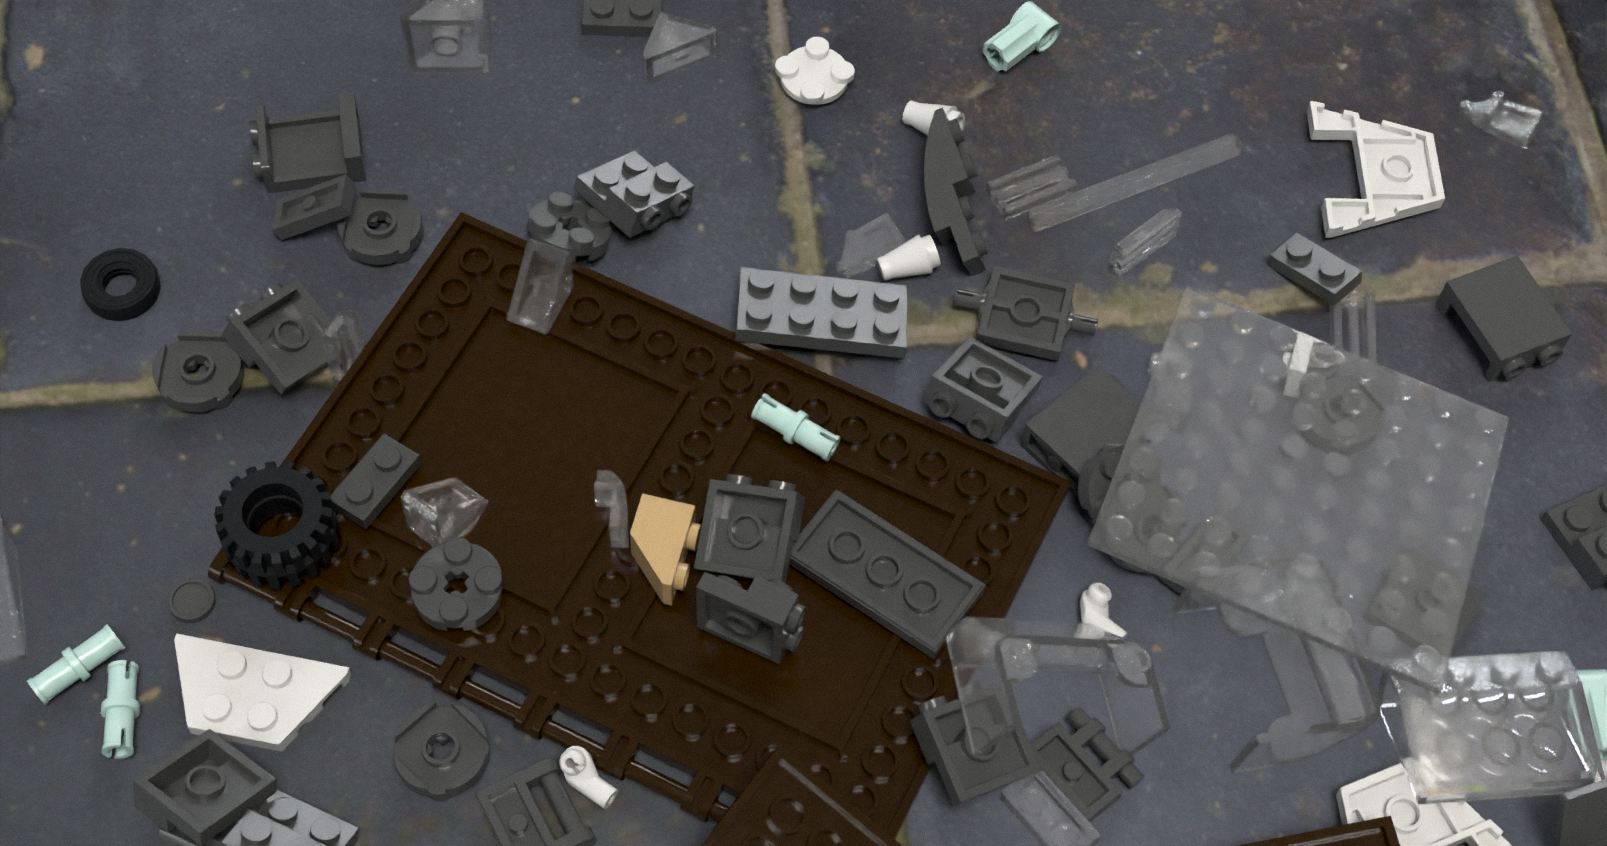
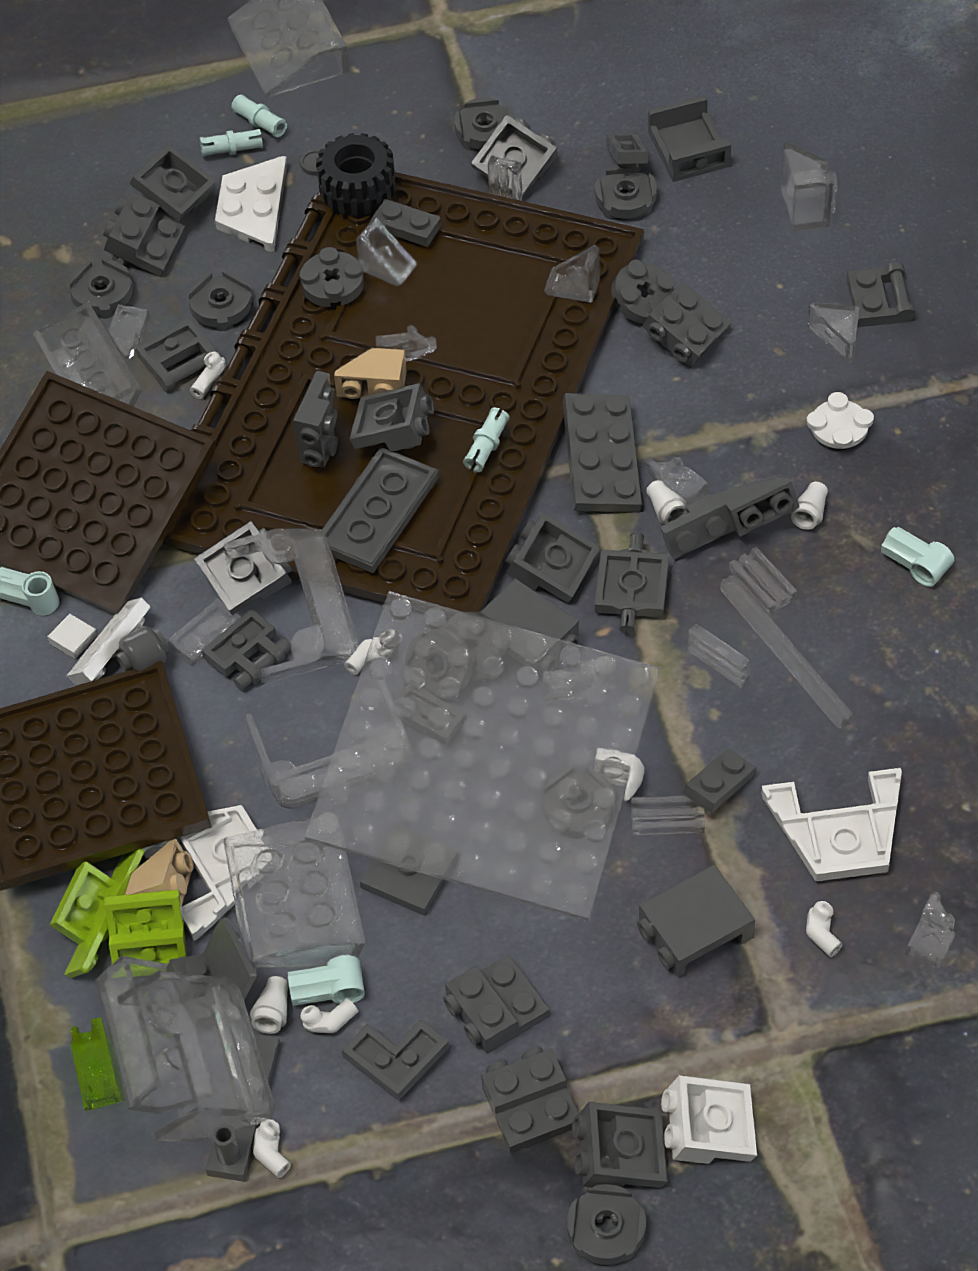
camera: 90 degrees right, 5 degrees down
(123, 306) = (548, 84): black tyre -> none
(1502, 215) = (819, 926): none -> white arm

